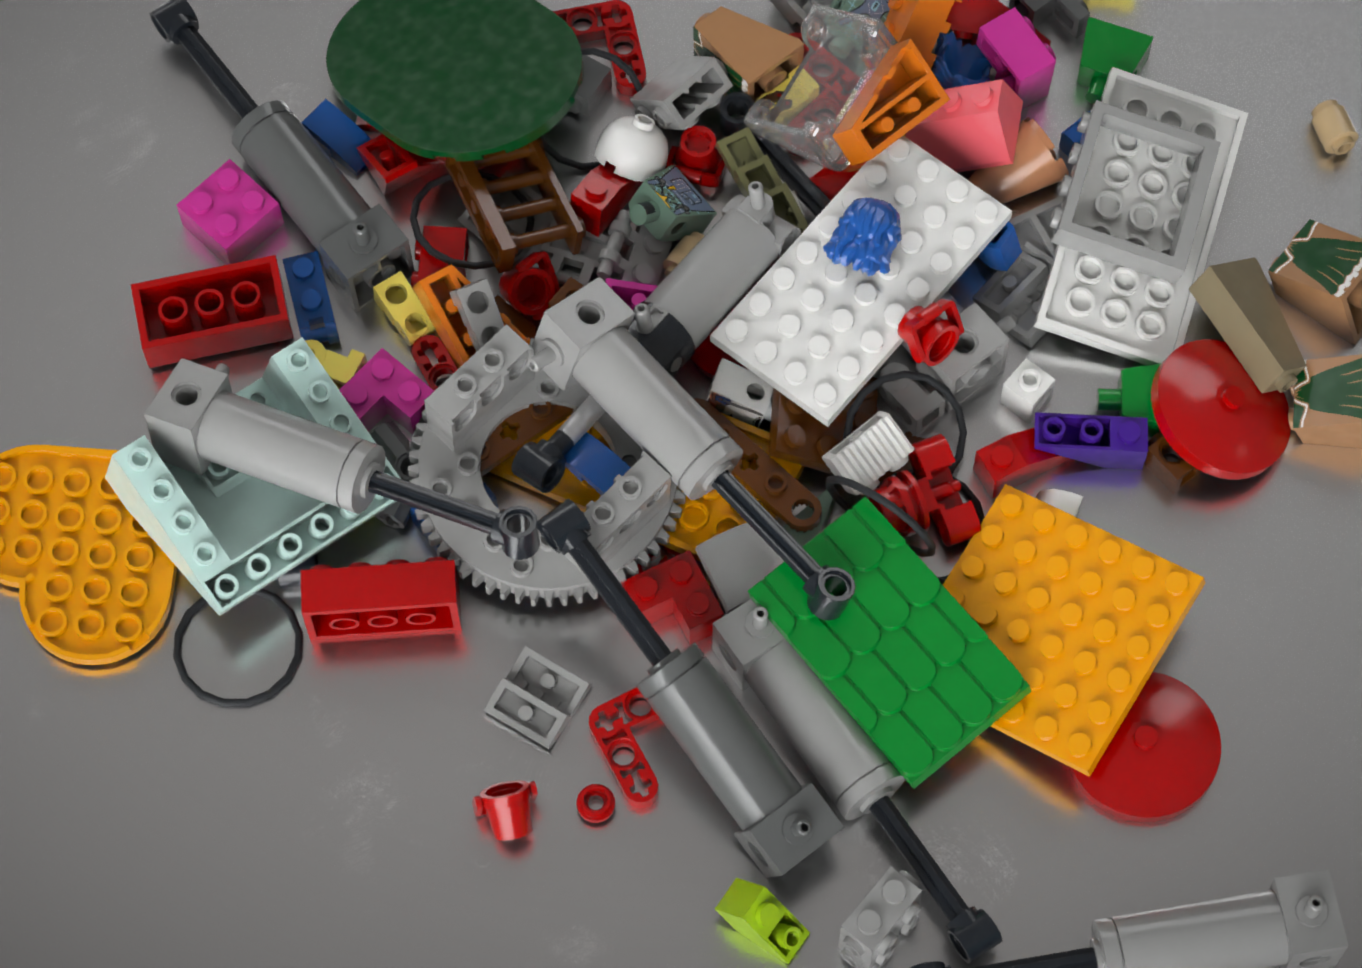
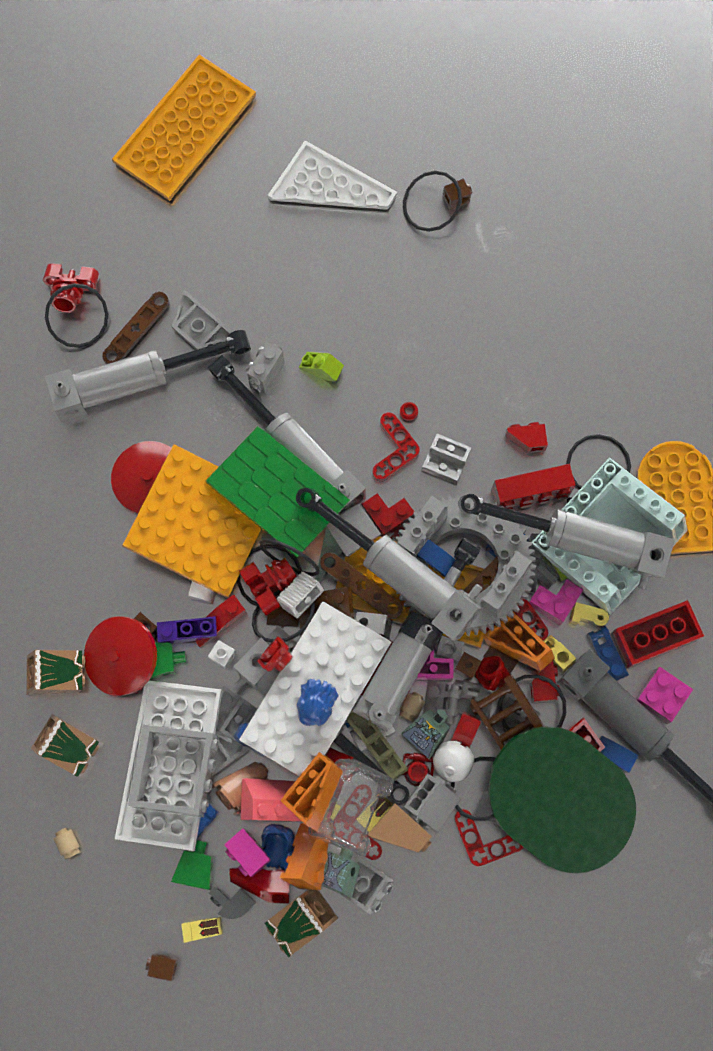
camera: 170 degrees right, 10 degrees up
(363, 709) = (529, 438): none -> red slope
(478, 311) = (516, 637): light grey leg -> none
(507, 808) = (450, 398): red piece -> none
(775, 813) = (321, 408): dark grey piece -> none
(1250, 322) = (107, 707): dark tan slope -> none

